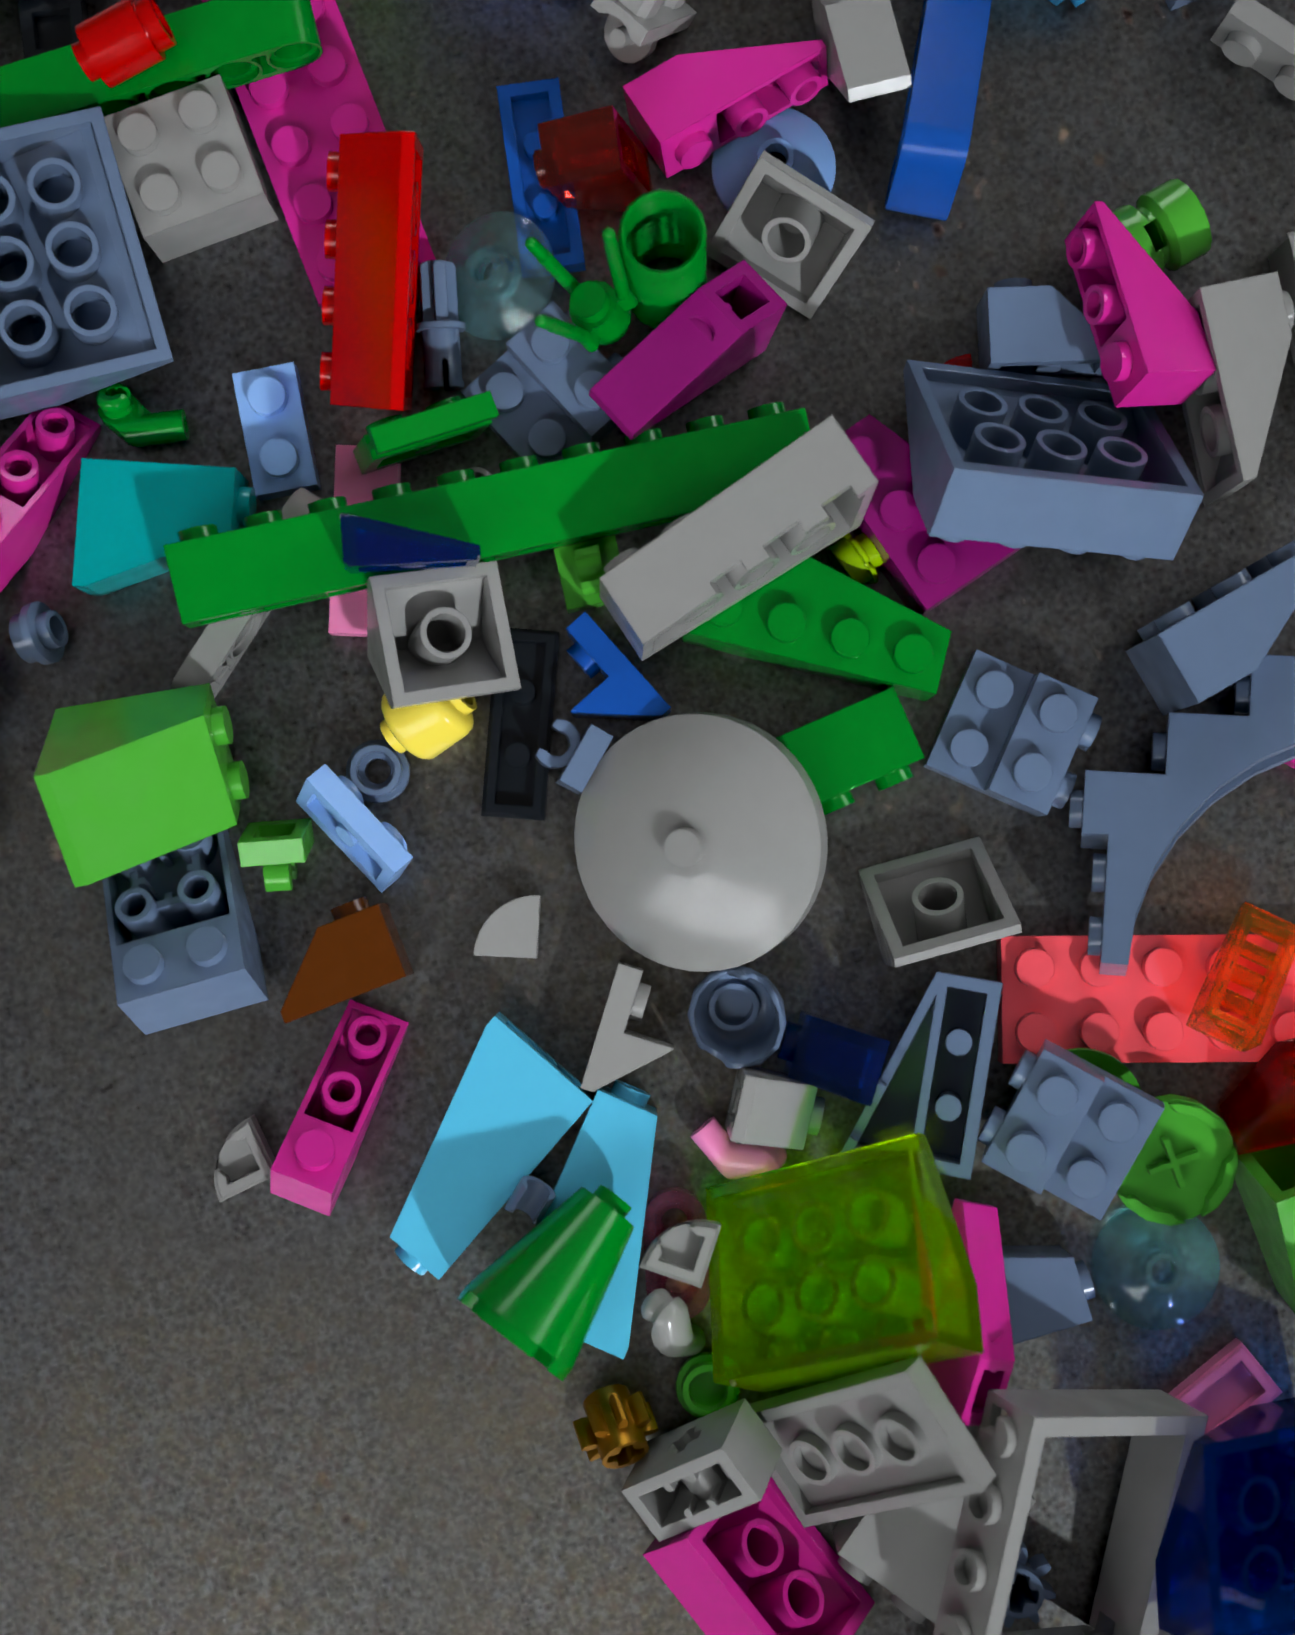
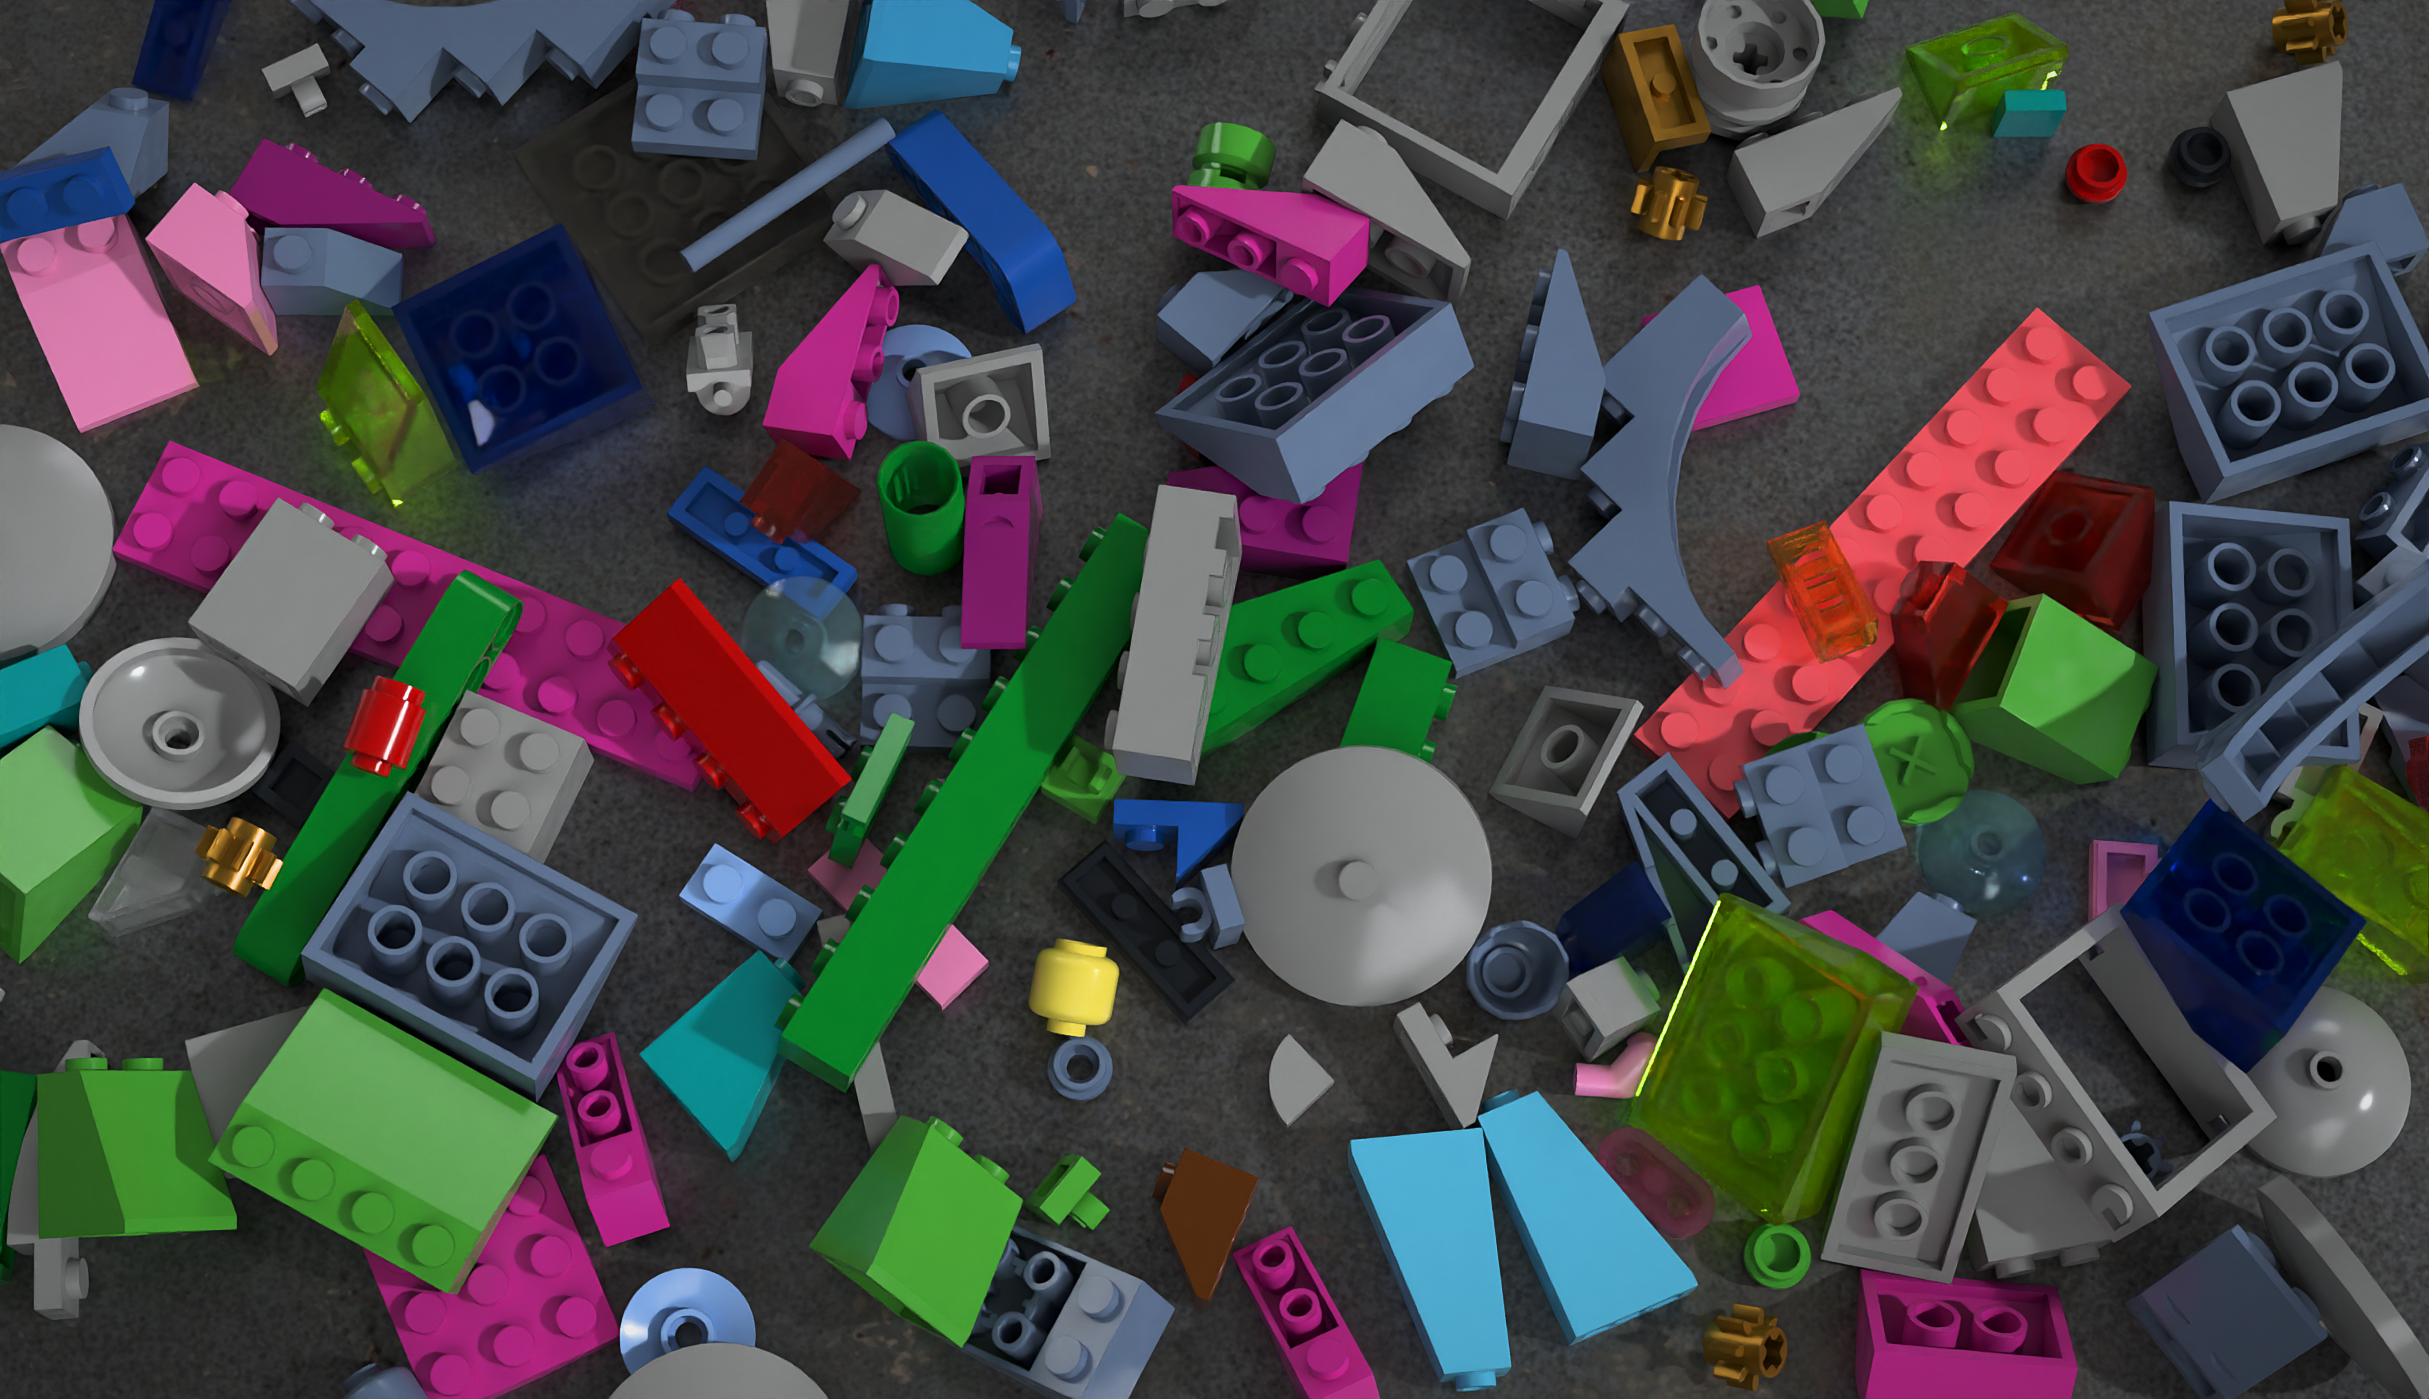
camera: 50 degrees left, 15 degrees down
(38, 634) = (729, 1220): sand blue plate -> none
(135, 423) = (642, 1003): green arm -> none
(341, 813) = (1107, 1121): light blue plate -> none
(384, 547) = (937, 879): clear blue slope -> none
(440, 635) = (1032, 912): light grey slope -> none
(531, 1197) = (1514, 1240): sand blue hand -> none
(554, 1278) = (1591, 1268): green cone -> none
(595, 307) = (906, 584): green plant -> none
(672, 1329) = (1706, 1228): light grey arm -> none
(683, 1251) = (1657, 1169): light grey tile -> none
(703, 1470) = (1835, 1302): light grey brick -> none
(856, 558) = (1258, 579): lime plate -> none

